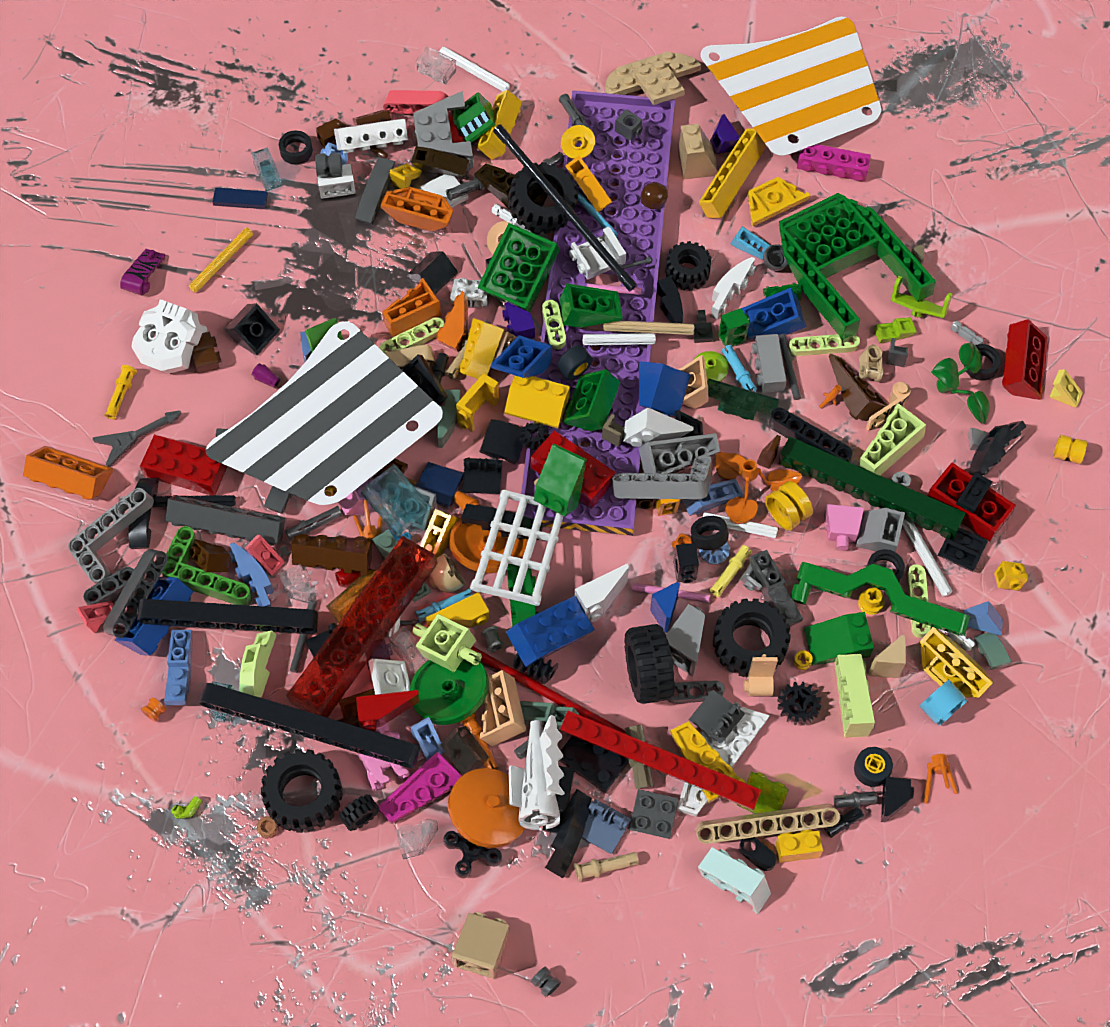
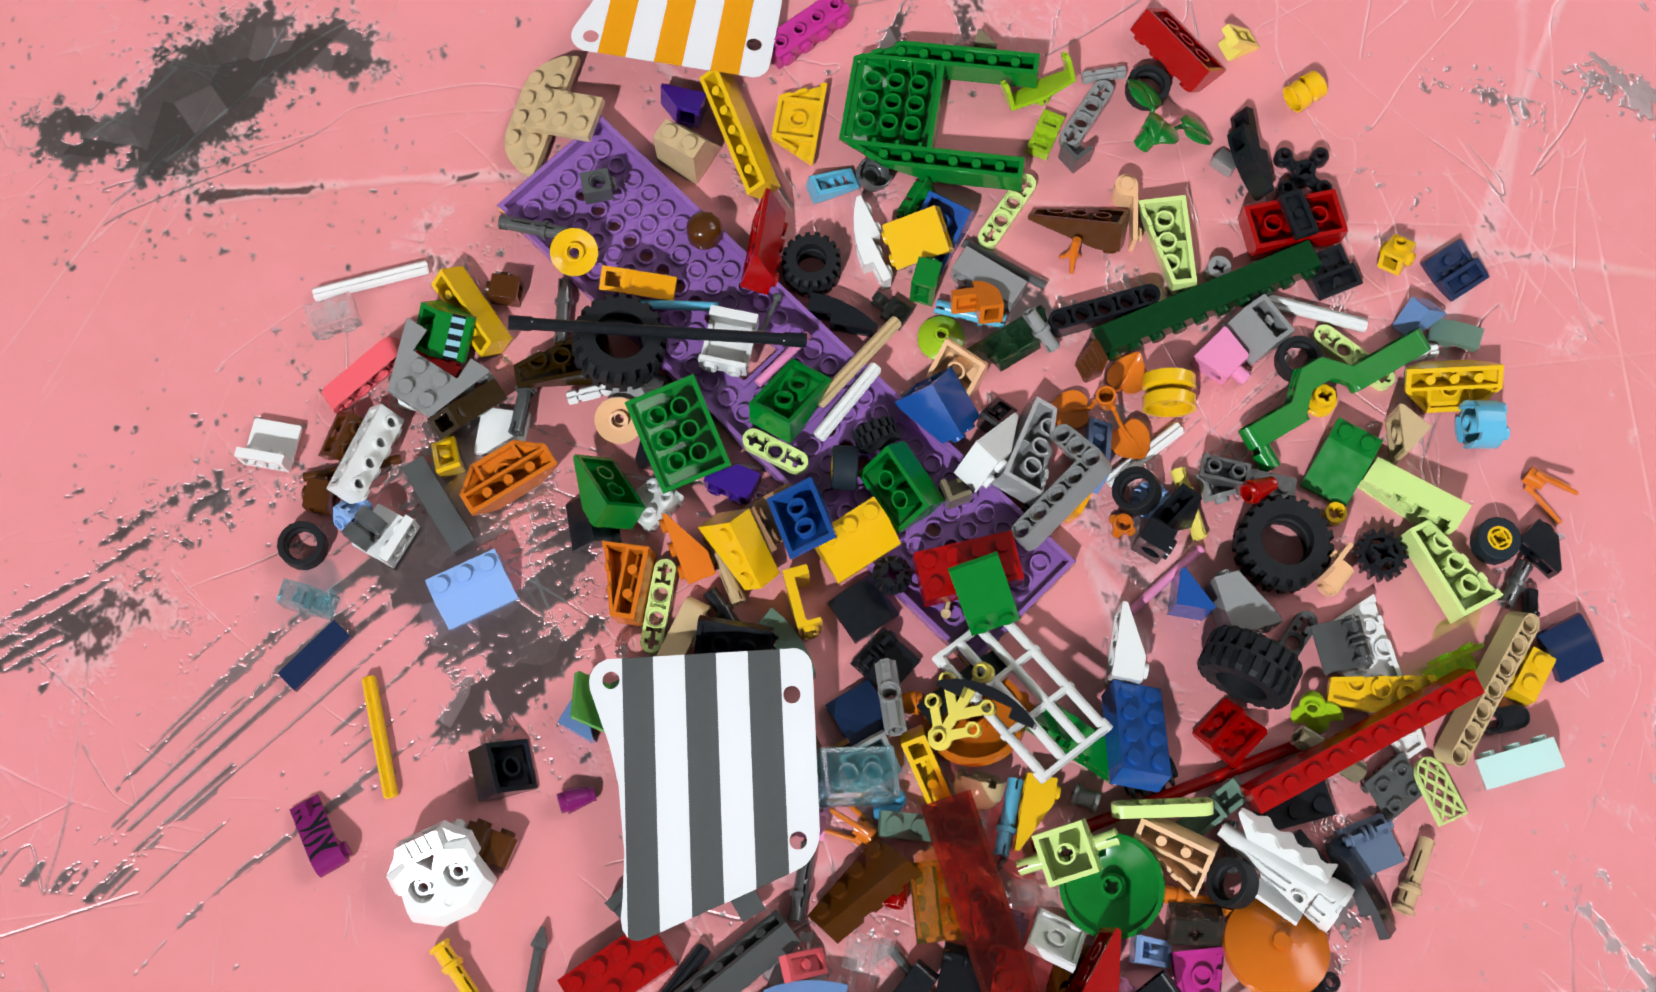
camera: 50 degrees left, 10 degrees up
(337, 93) = (270, 445): none -> white bracket
(341, 240) = (472, 589): none -> light blue slope
(452, 260) = (606, 493): none -> green slope
(459, 486) = (891, 709): none -> light grey piece
(461, 525) = (958, 711): none -> light yellow plant
(502, 542) = (960, 687): none -> black slope
(506, 750) = (1249, 883): none -> black tyre
(519, 679) = (1162, 808): none -> yellowish green beam
(528, 132) = (505, 289): none -> reddish brown brick
(604, 693) = (1229, 733): none -> red slope
(609, 360) = (876, 434): none -> black tyre
(660, 731) = (1316, 712): none -> lime plate
(673, 228) = (764, 245): none -> red slope
(688, 843) = (1447, 783): none -> yellowish green window
(717, 563) = (1179, 508): none -> black slope
(747, 362) = (982, 299): none -> orange brick
(758, 302) = (915, 236): none -> yellow panel
(763, 410) = (1041, 329): none -> light grey pin
(771, 594) = (1256, 489): none -> red cone
(822, 753) = (1447, 572): none -> yellowish green wedge
(842, 861) = (1571, 645): none -> dark blue slope
(871, 363) = (1067, 186): tan piece -> none
(930, 345) = (1086, 115): none -> light grey beam
(1014, 485) = (1318, 158): none -> black gear
(1038, 621) = (1454, 270): none -> dark blue slope

